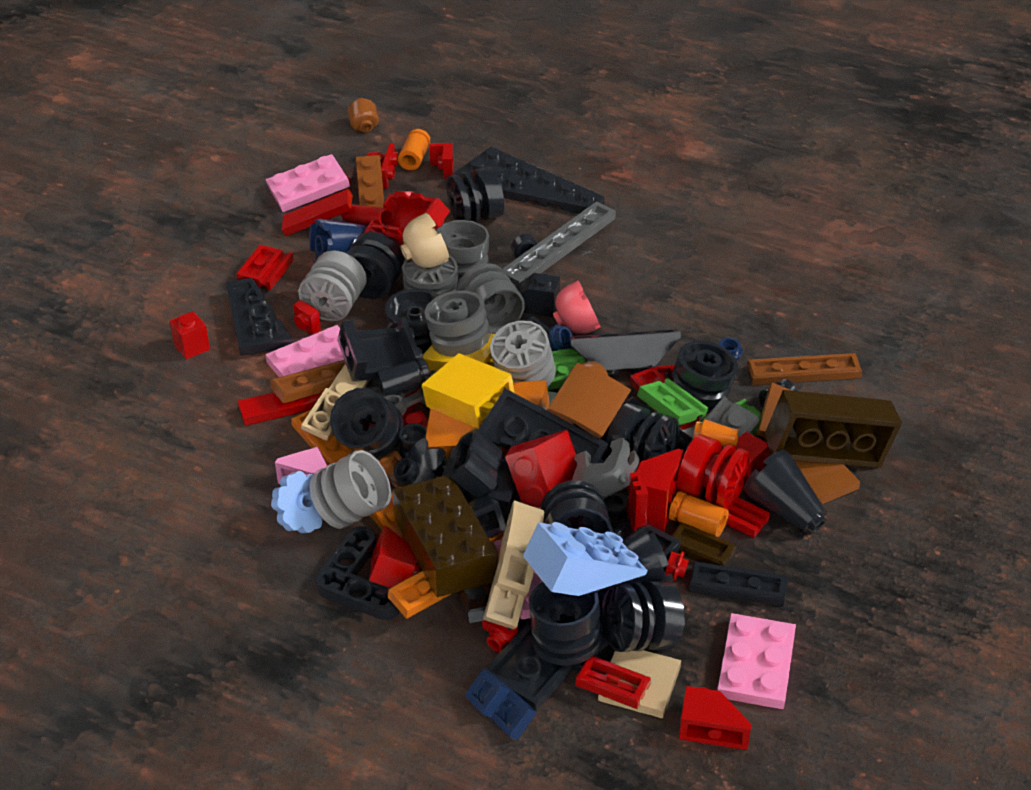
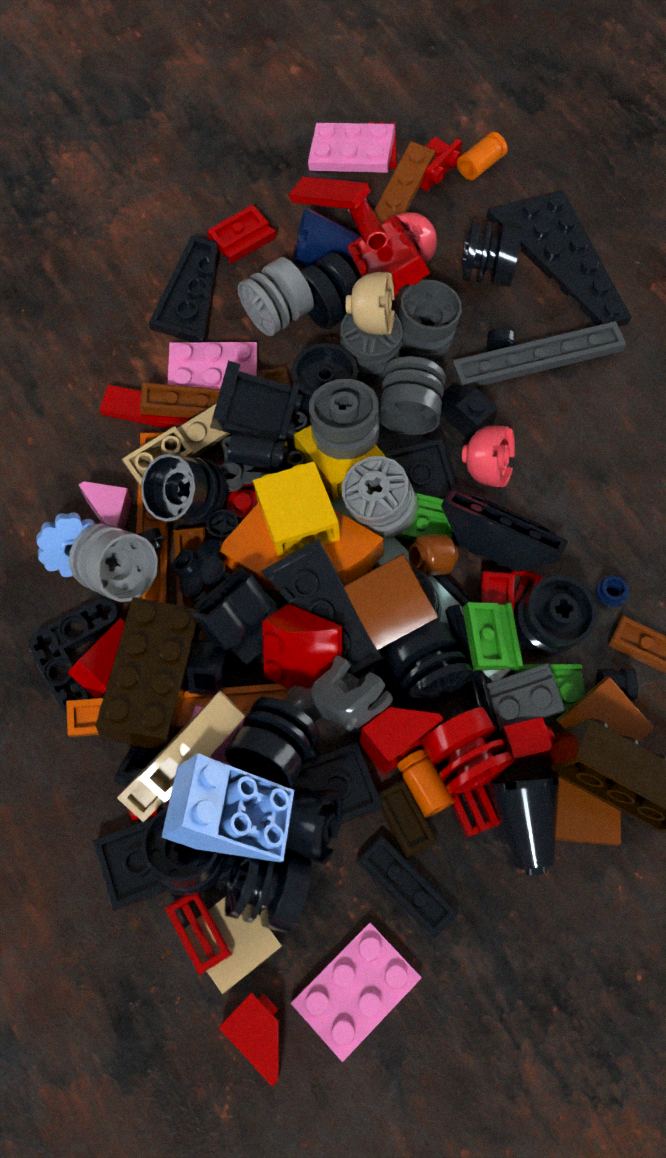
camera: 30 degrees right, 25 degrees up
(189, 335) = (116, 283): red brick -> none
(306, 317) = (232, 319): red plate -> none
(362, 114) = (463, 85): dark orange head -> none
(442, 156) = (504, 182): red bracket -> none
(500, 704) = (84, 877): dark blue slope -> none
(558, 337) = (443, 482): dark blue plate -> none
(637, 501) = (355, 753): red tile -> none
(677, 565) = (361, 829): red plate -> none
(717, 431) = (502, 706): orange cone -> none

